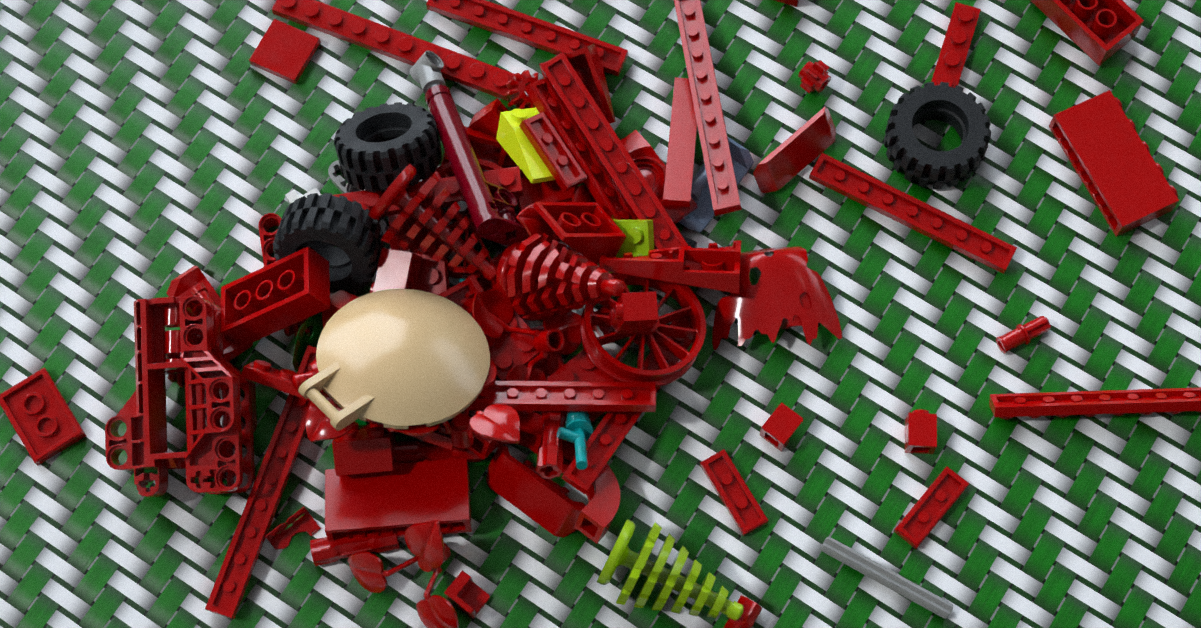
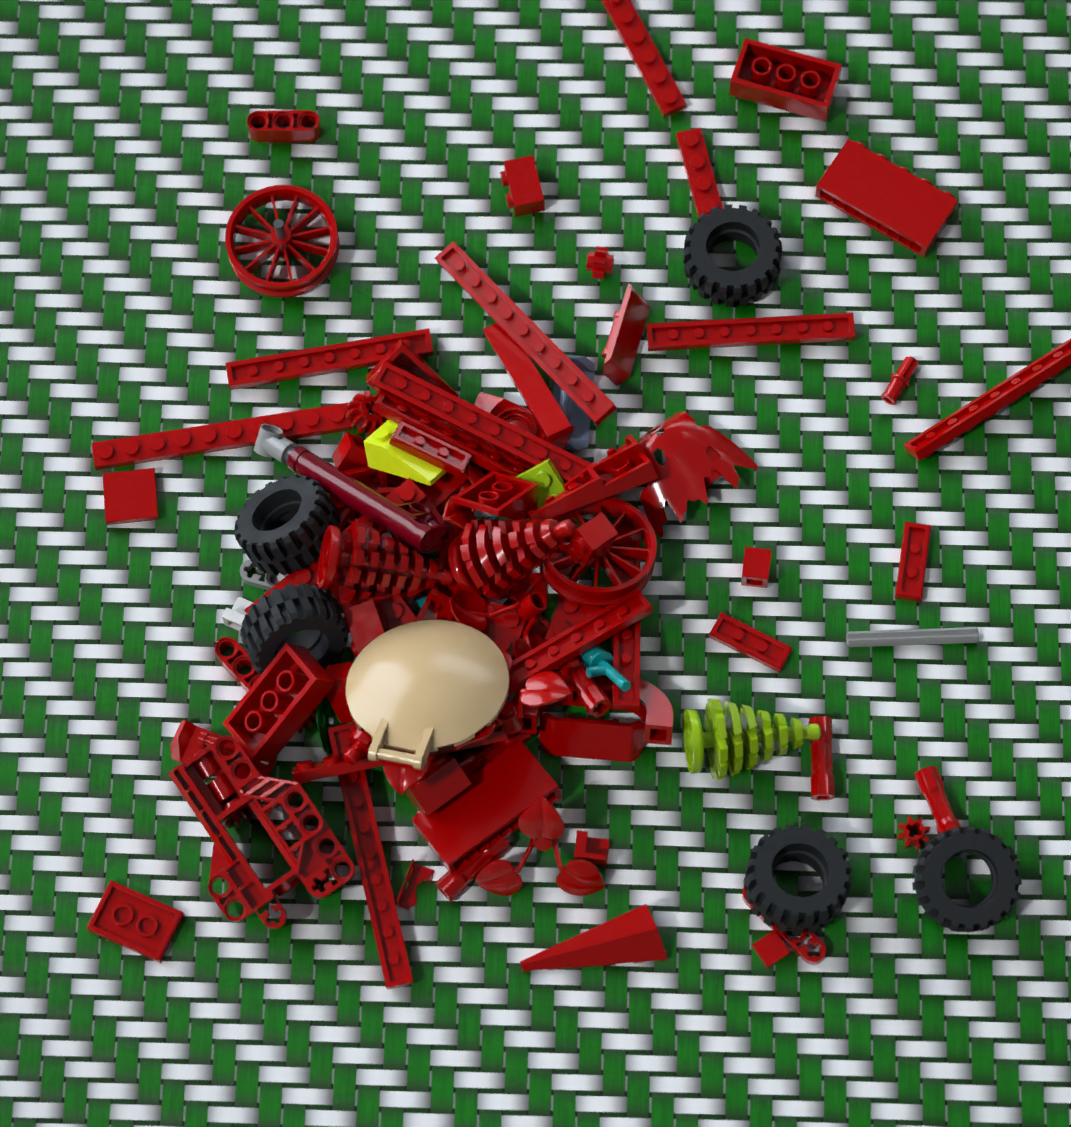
camera: 30 degrees left, 0 degrees up
(920, 432) = (868, 506): red brick -> none

